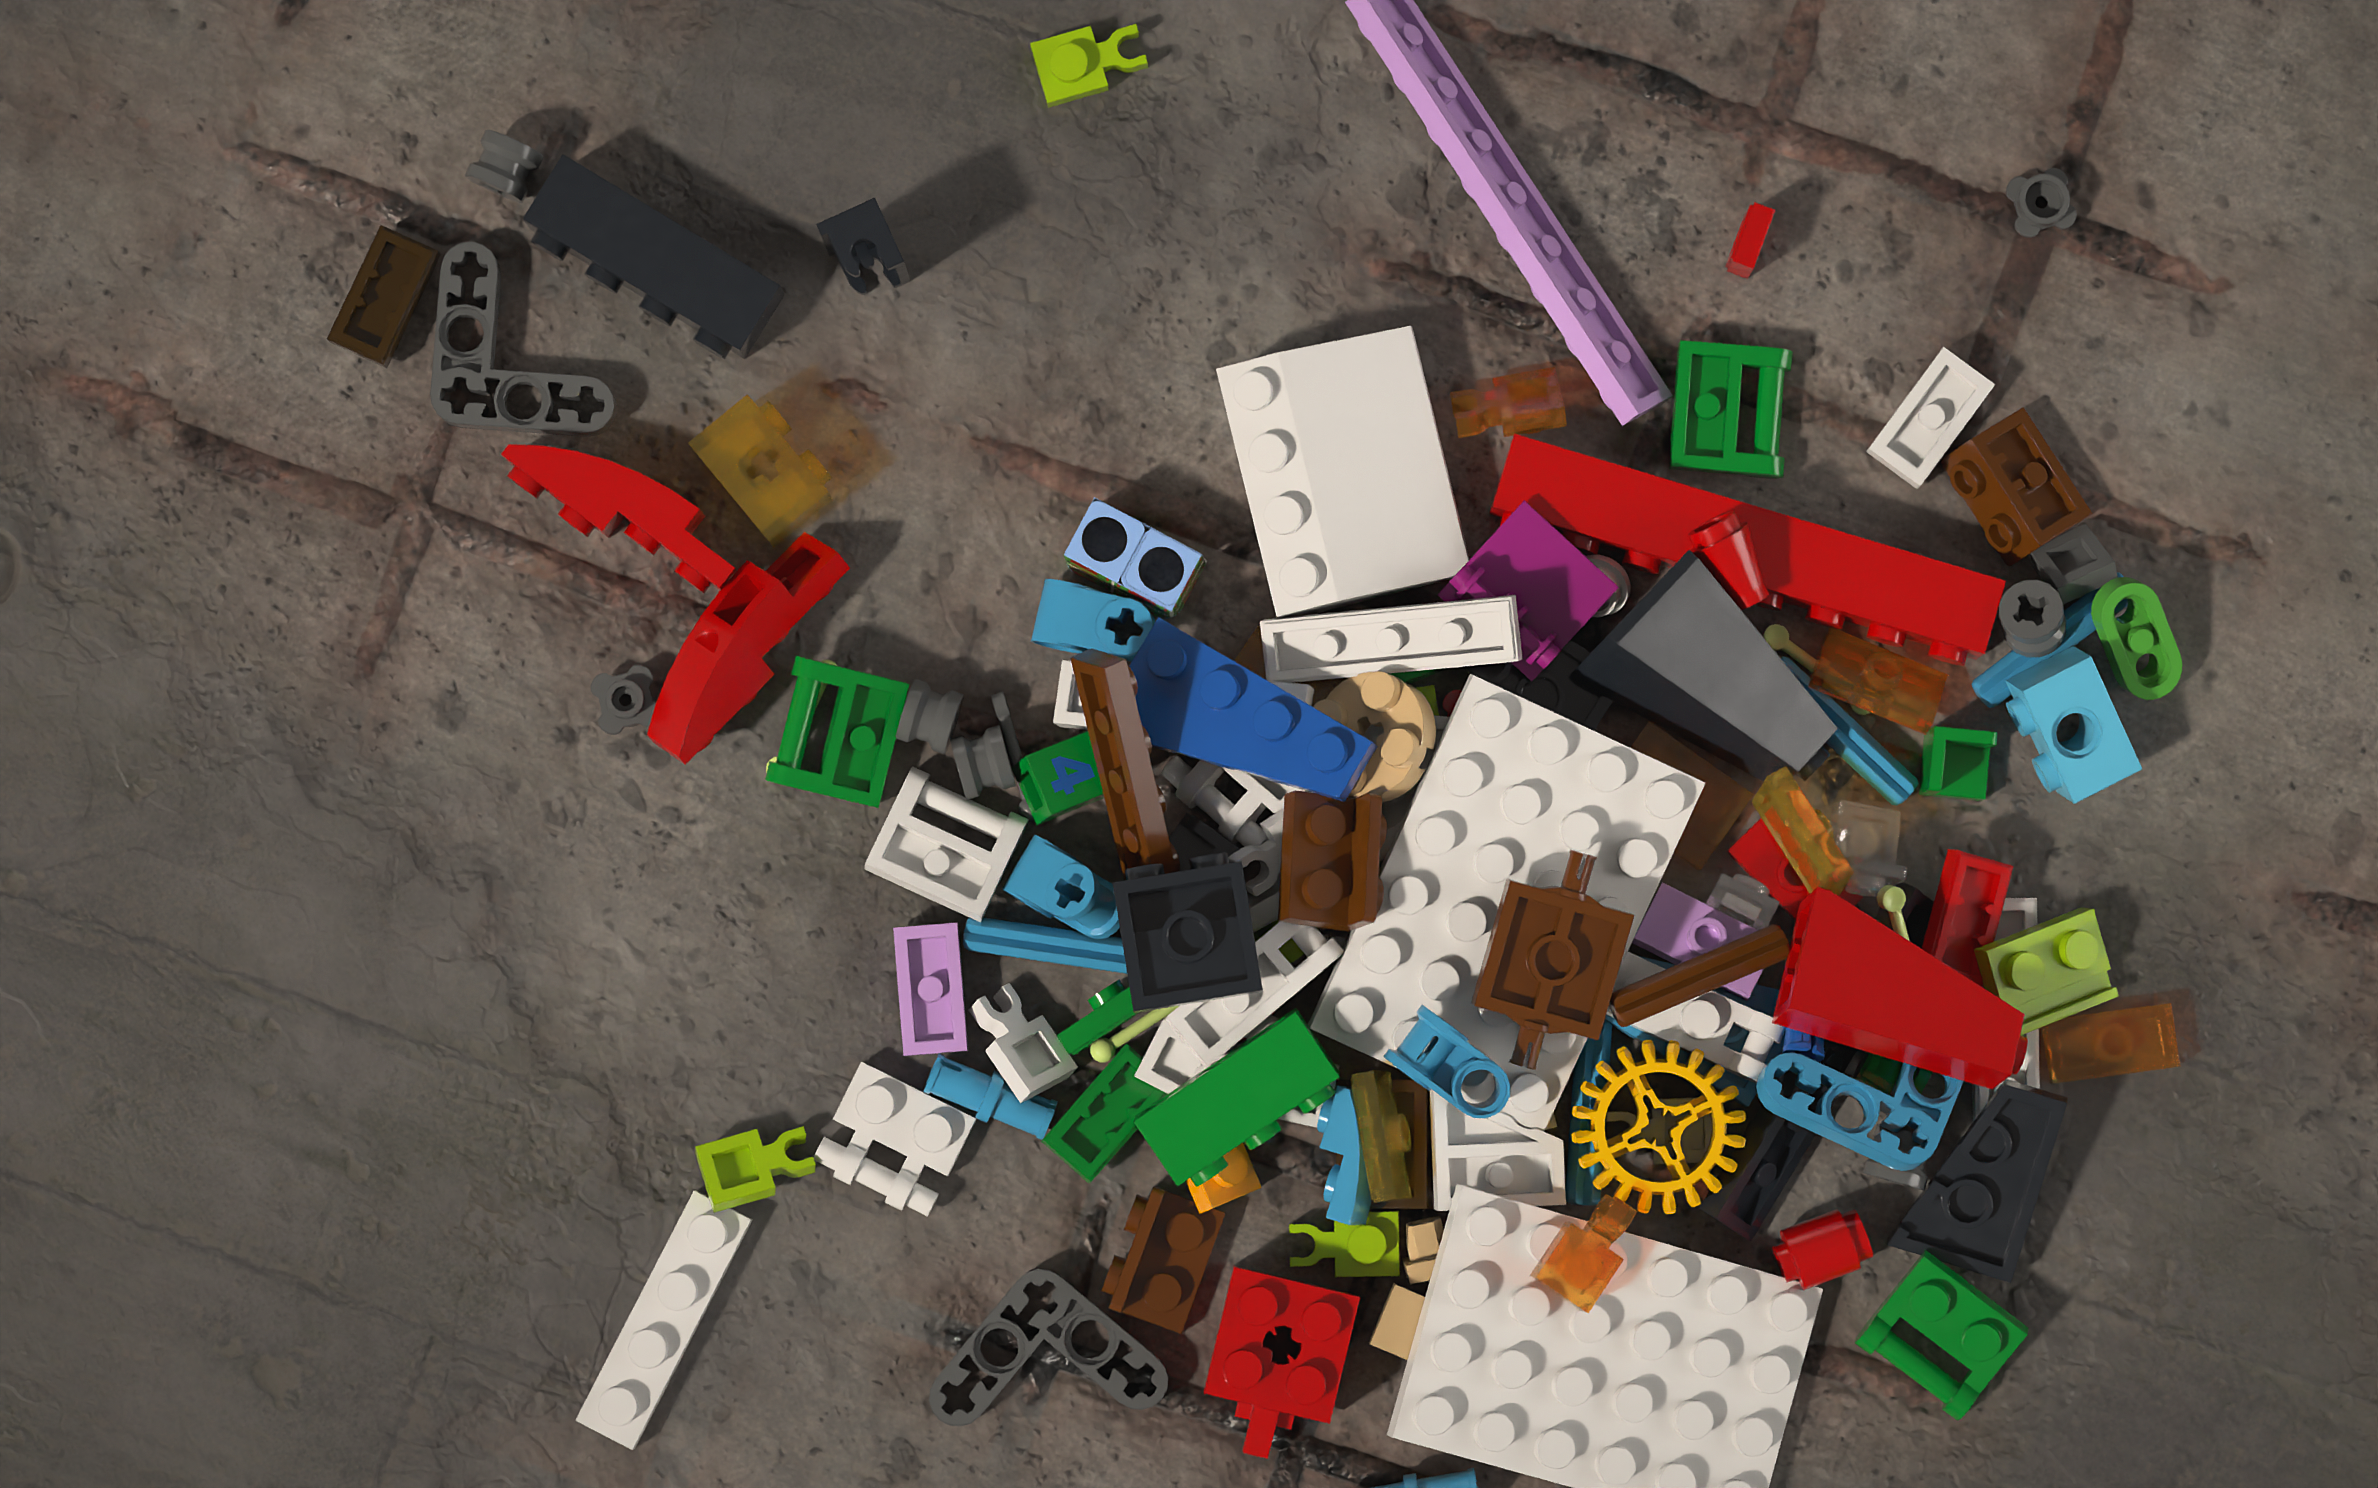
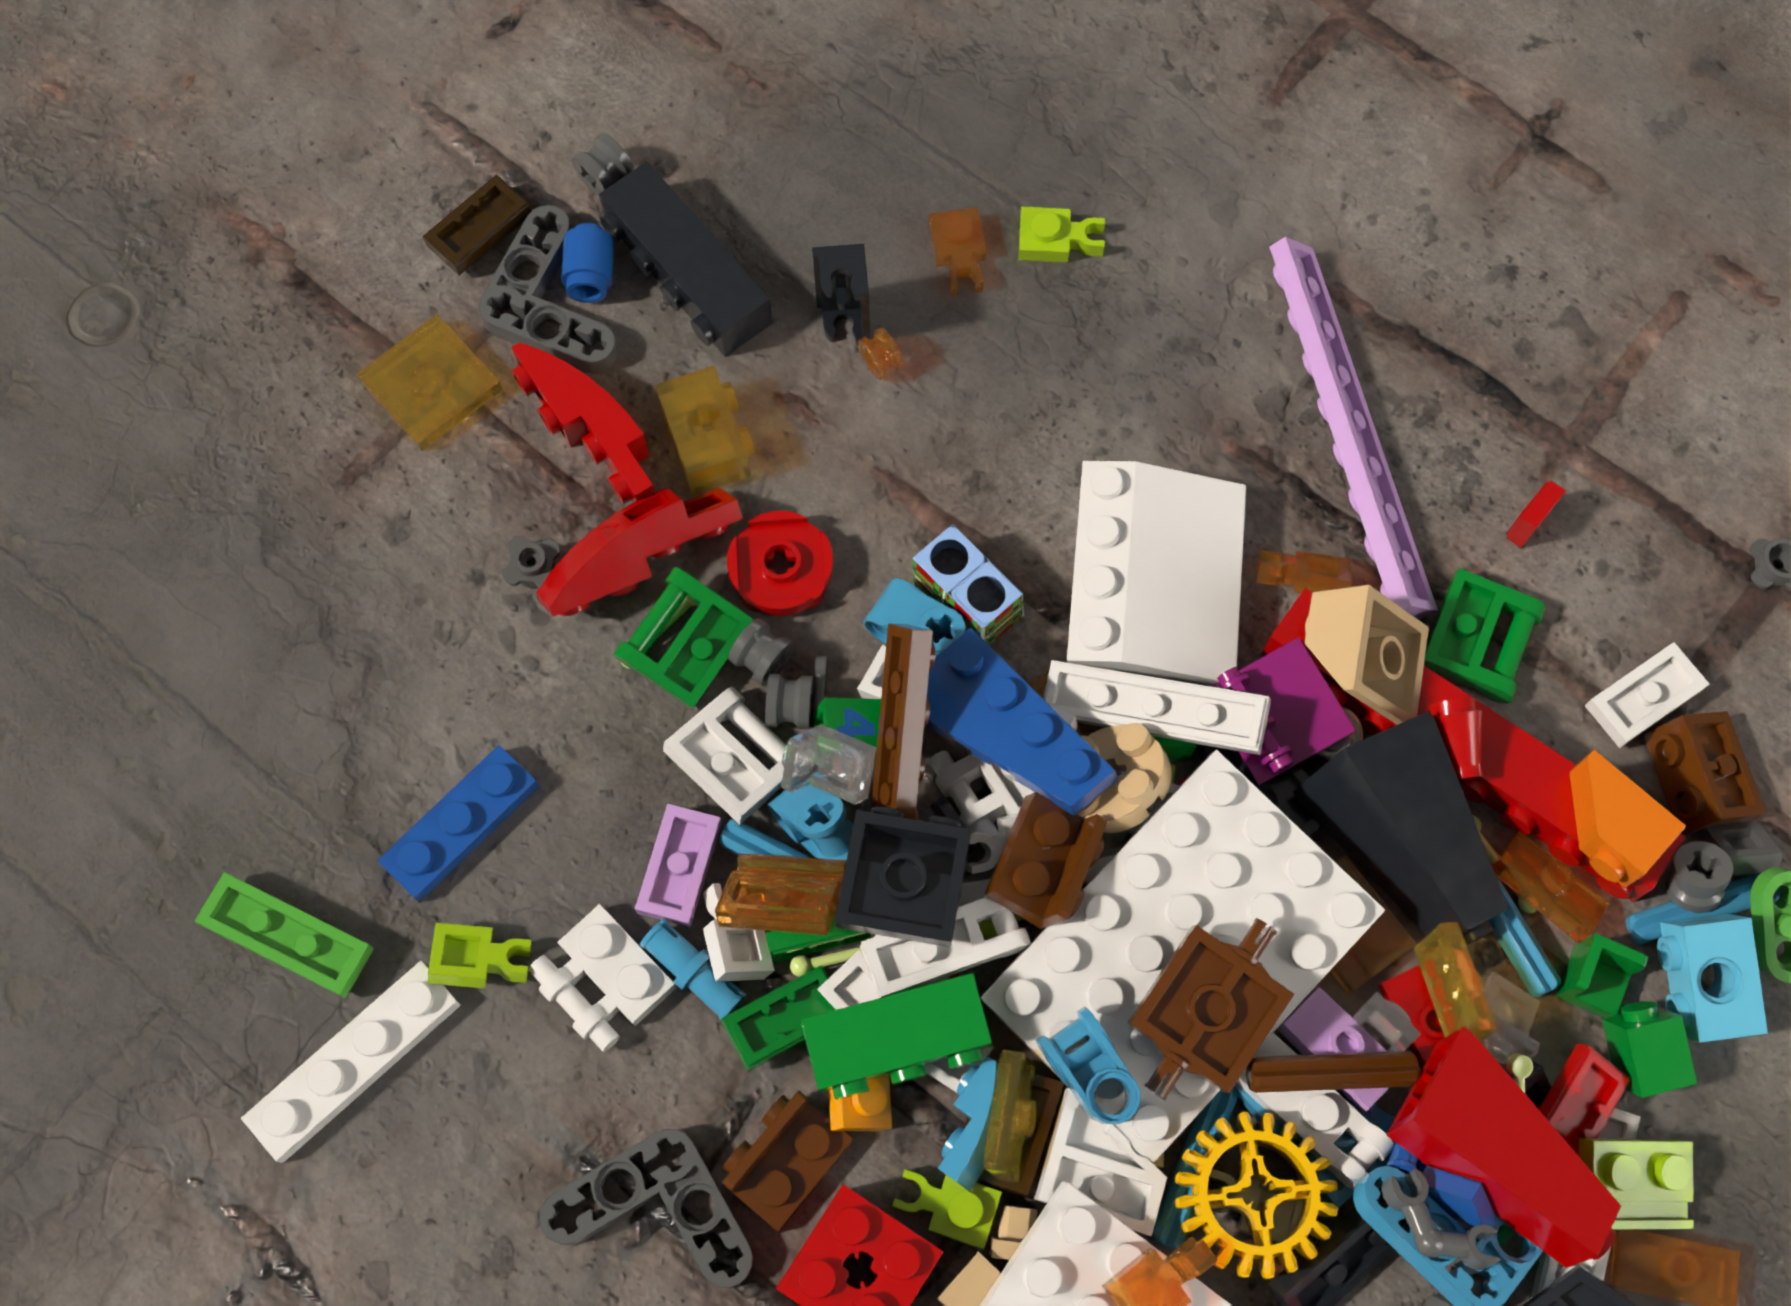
camera: 20 degrees right, 15 degrees down
(411, 517) = (429, 382): none -> clear yellow tile
(535, 1216) = (284, 935): none -> bright green plate
(539, 303) = (587, 263): none -> blue brick
(669, 1026) = (458, 823): none -> blue plate
(924, 567) = (780, 593): none -> red plate
(930, 299) = (880, 353): none -> clear orange bush
(969, 114) = (959, 243): none -> clear orange plate
(1059, 987) = (781, 894): none -> clear orange plate
(1062, 831) = (829, 763): none -> clear bracket
(1607, 498) = (1369, 648): none -> tan slope
(1842, 1115) = (1427, 1237): none -> dark grey arm
(1863, 1061) = (1460, 1197): none -> blue tile
(1927, 599) = (1618, 821): none -> orange slope
(2025, 826) = (1650, 1048): none -> green brick

